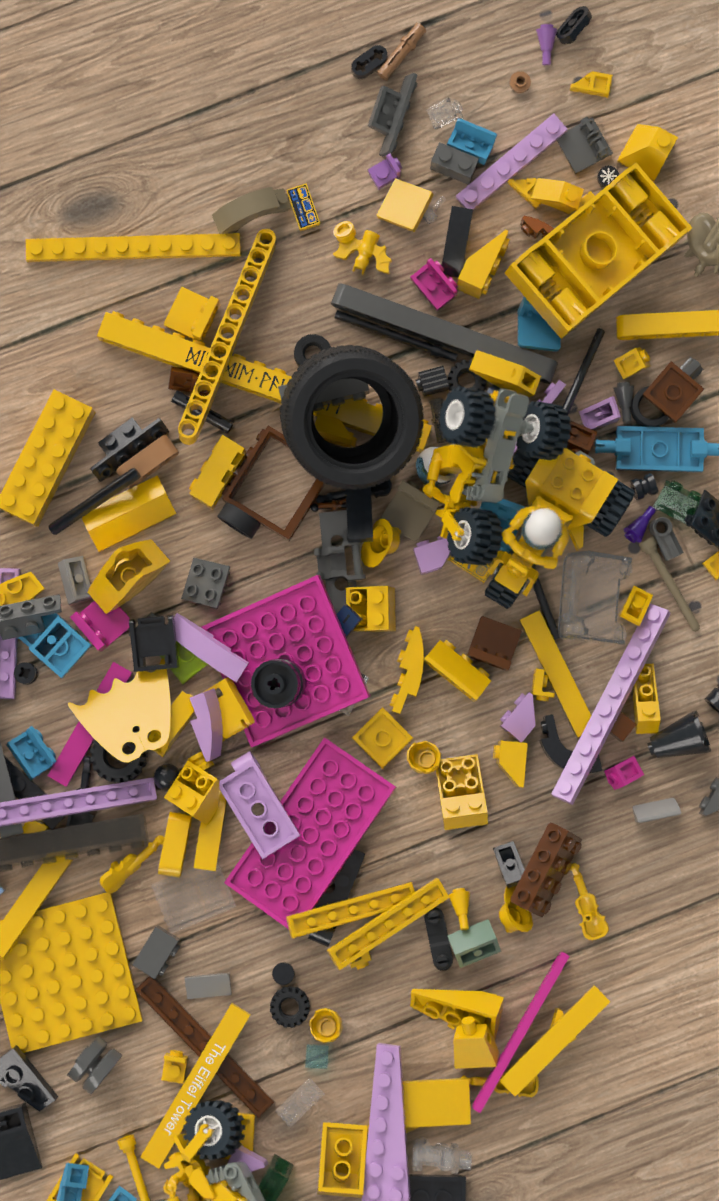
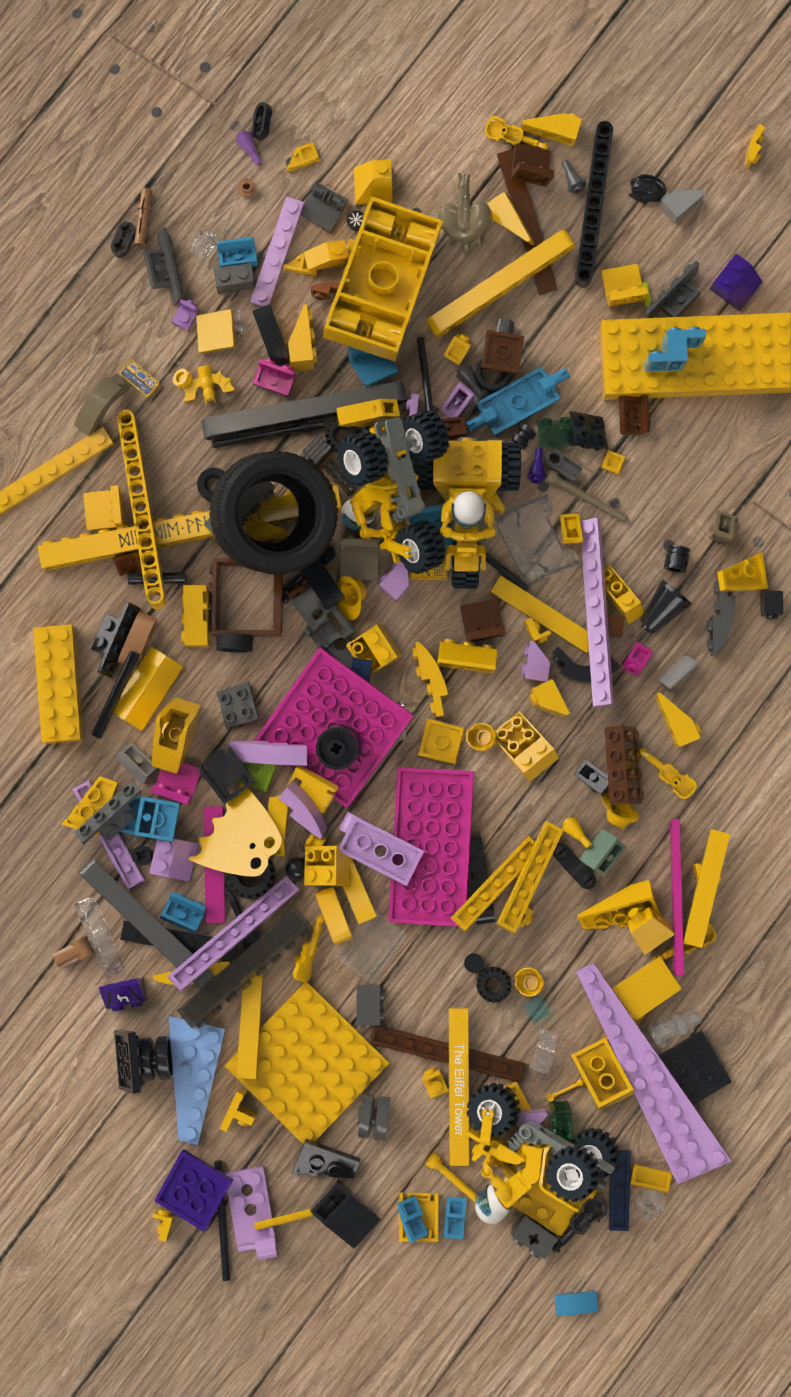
camera: 30 degrees left, 0 degrees up
(52, 694) = (172, 860): none -> lavender slope
(208, 985) = (423, 1006): light grey slope -> none
(279, 1151) = (550, 1097): none -> yellow hinge
(626, 863) = (679, 724): none -> yellow slope

